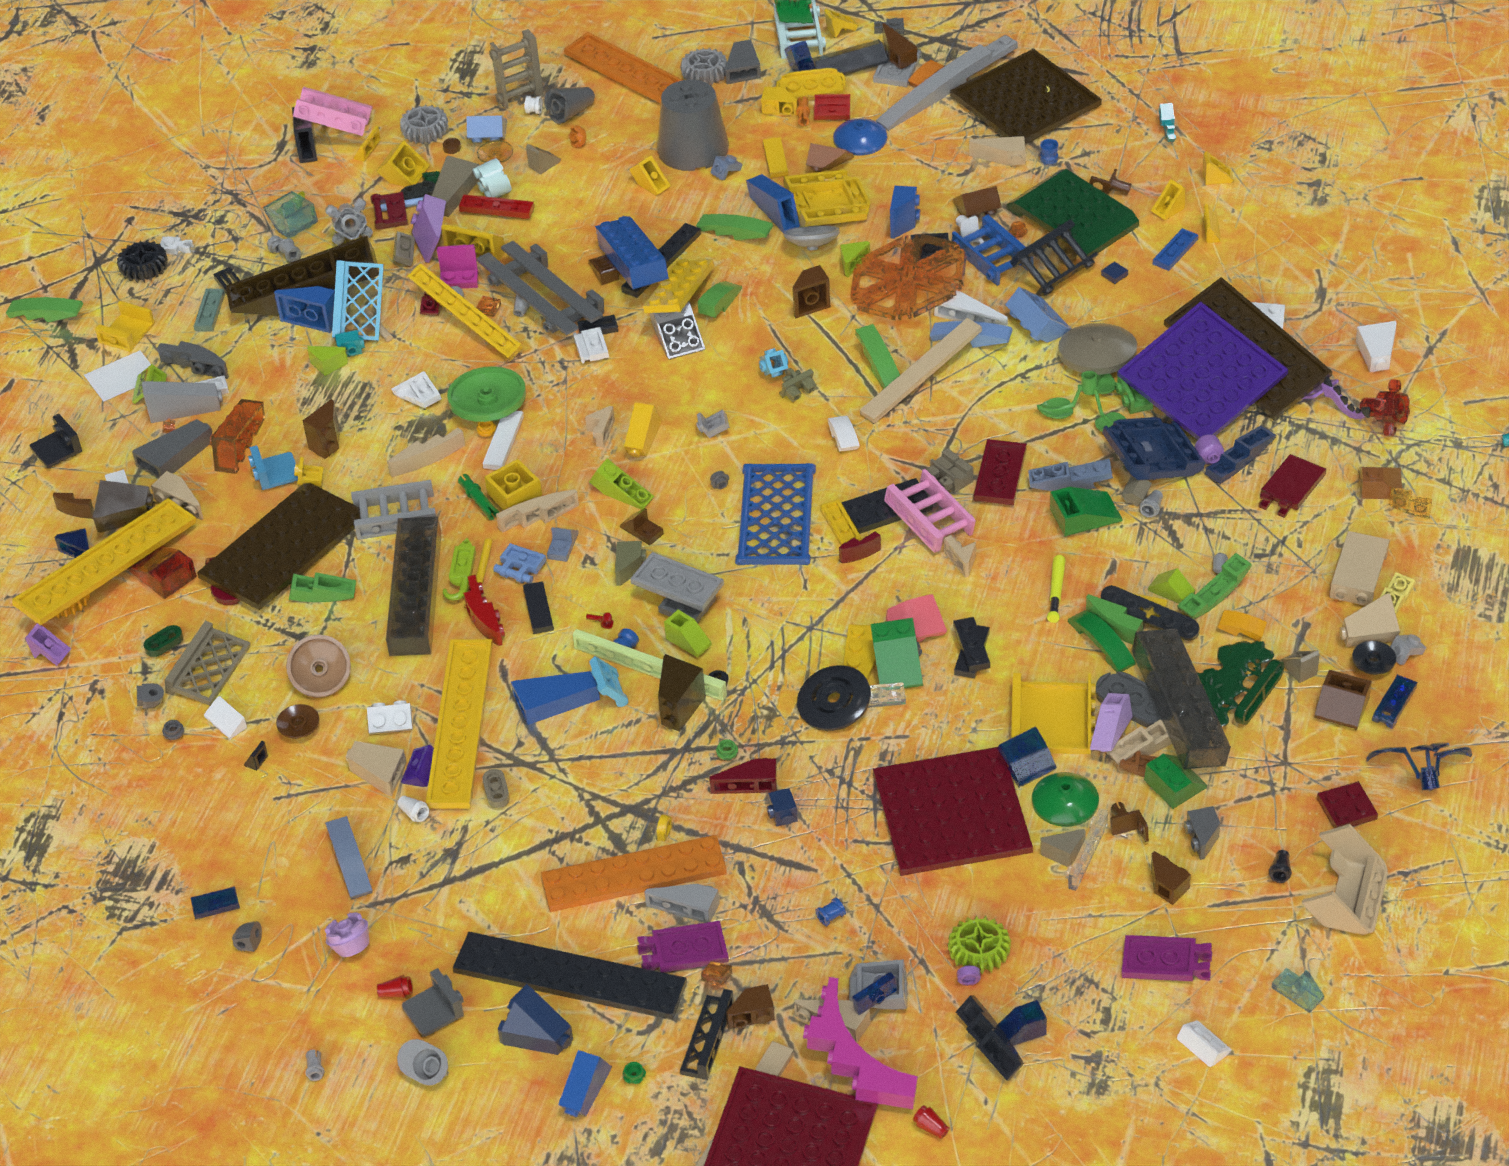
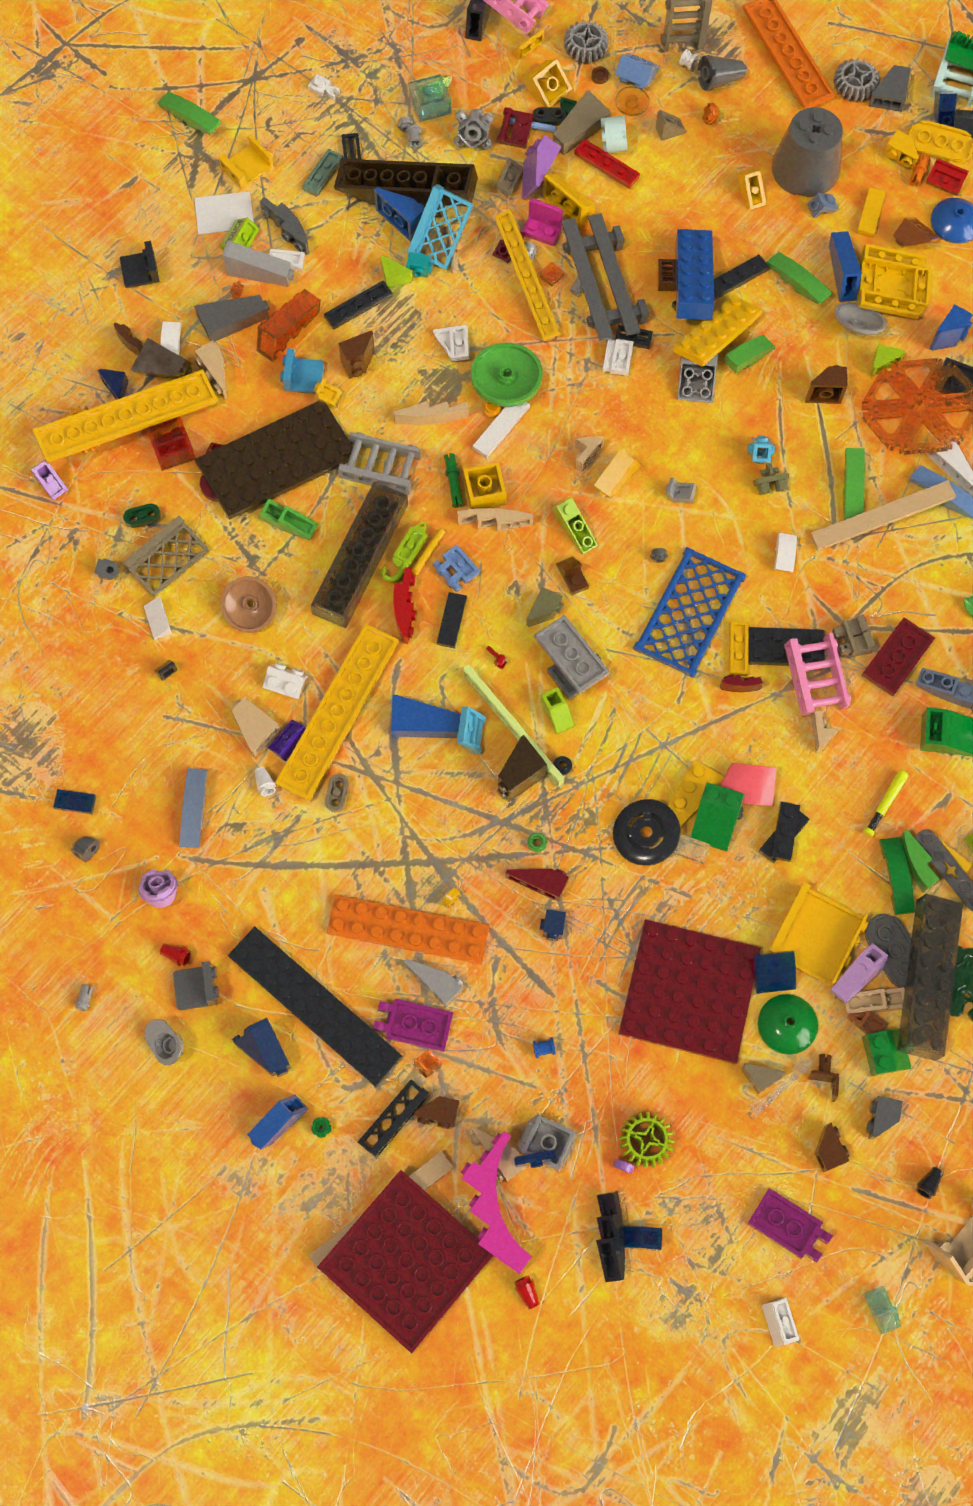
camera: 20 degrees right, 25 degrees up
(142, 261) = (288, 94): black gear -> none
(173, 730) = (110, 607): dark grey plate -> none
(297, 721) = (208, 643): reddish brown dish -> none
(302, 398) = (358, 305): none -> black tile
(562, 543) = (501, 560): sand blue slope -> none
(627, 638) = (504, 692): blue wheel -> none

